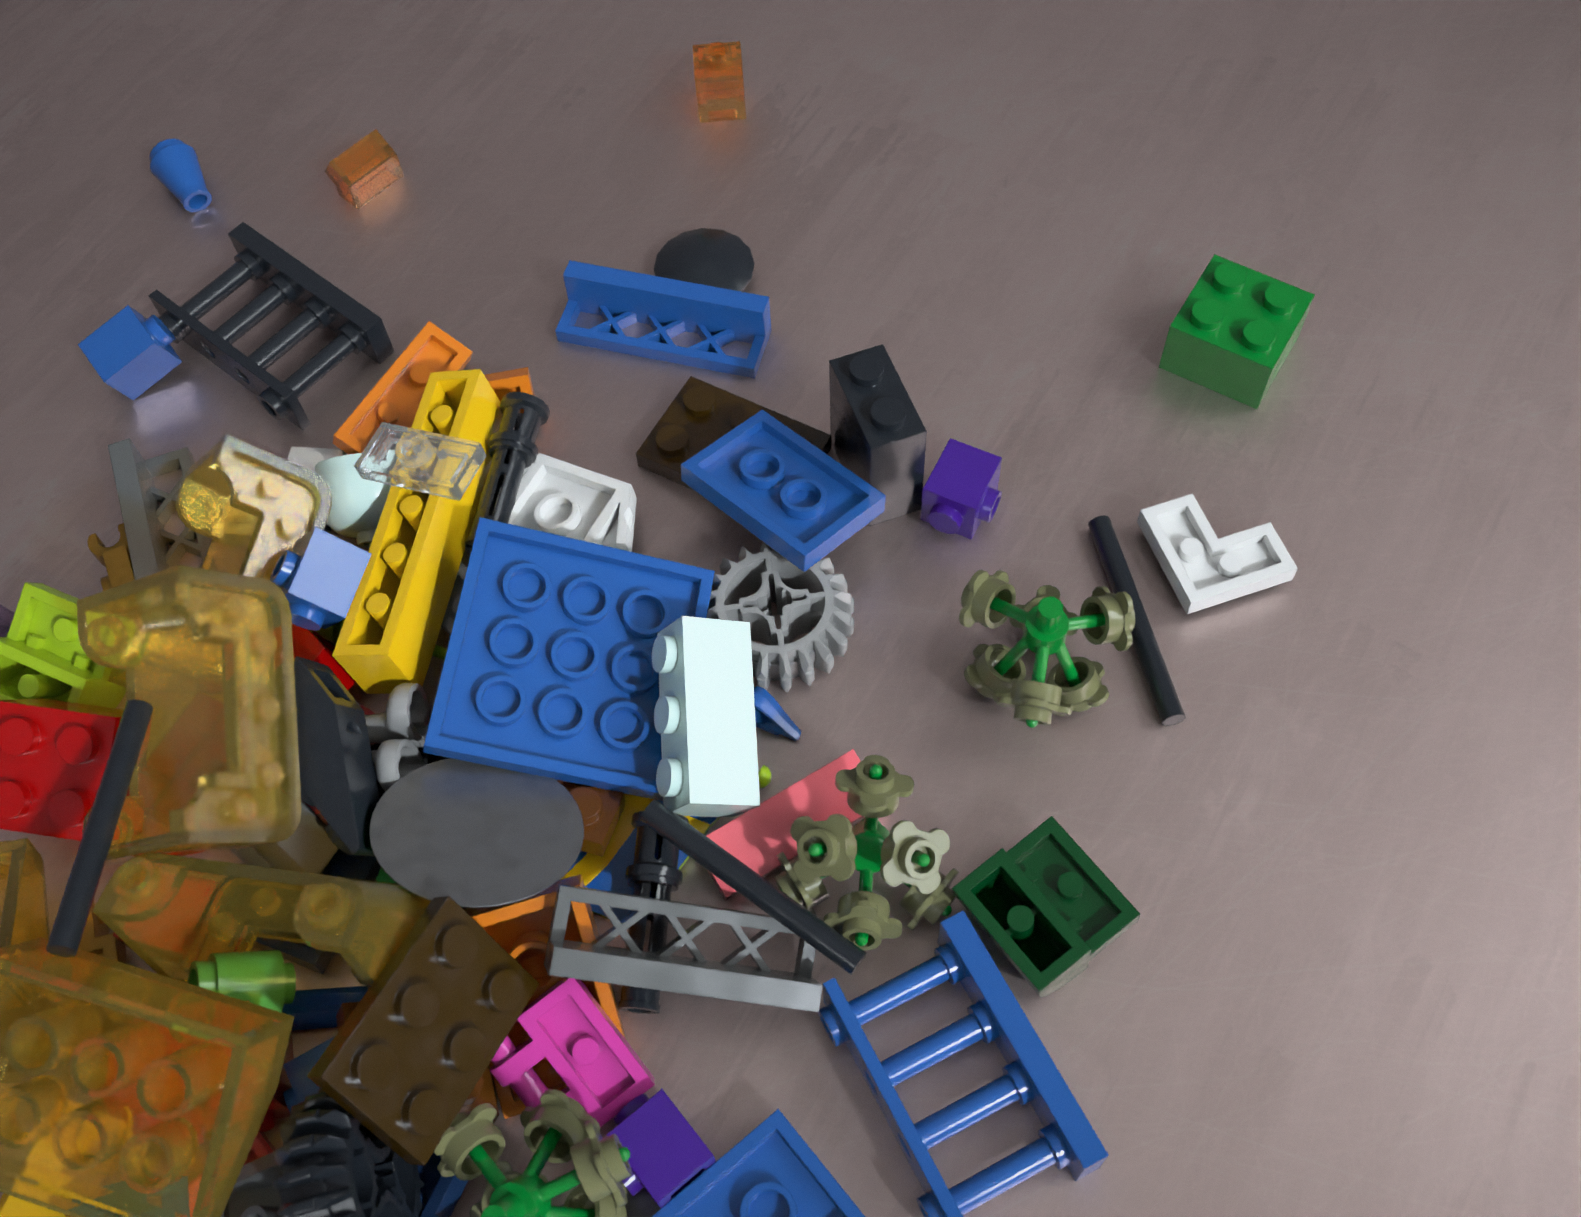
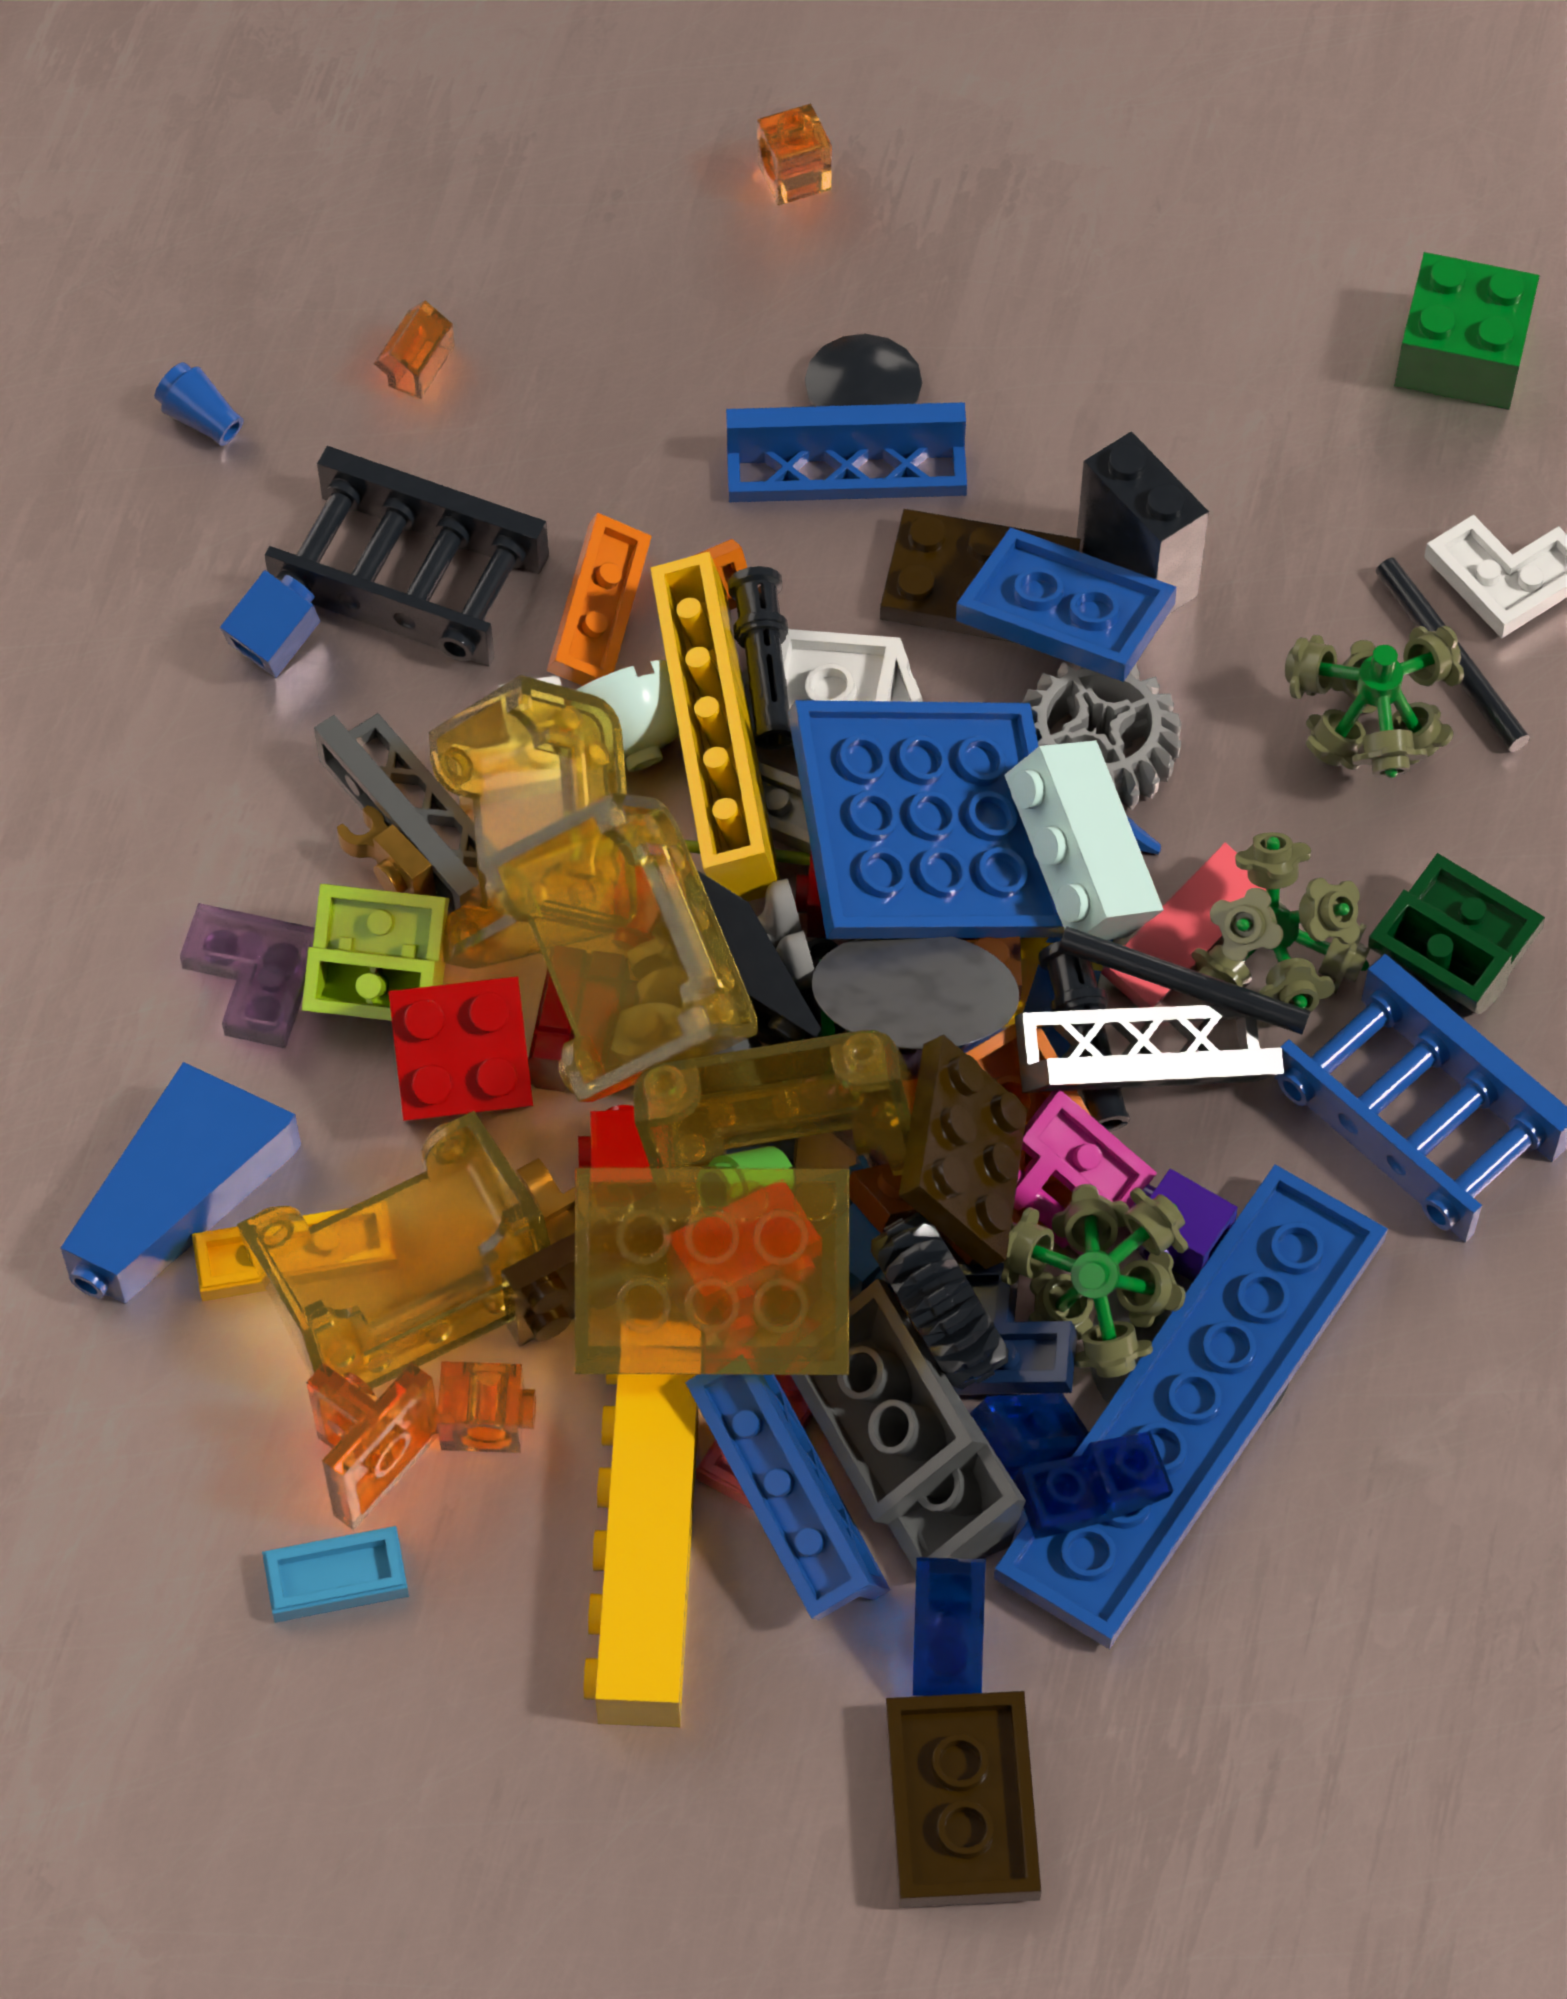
camera: 20 degrees left, 0 degrees up
(99, 830) = (595, 1055): black bar -> none
(320, 578) = (660, 777): brick -> none
(420, 461) = (701, 659): clear plate -> none
(962, 490) = (1240, 565): dark purple brick -> none

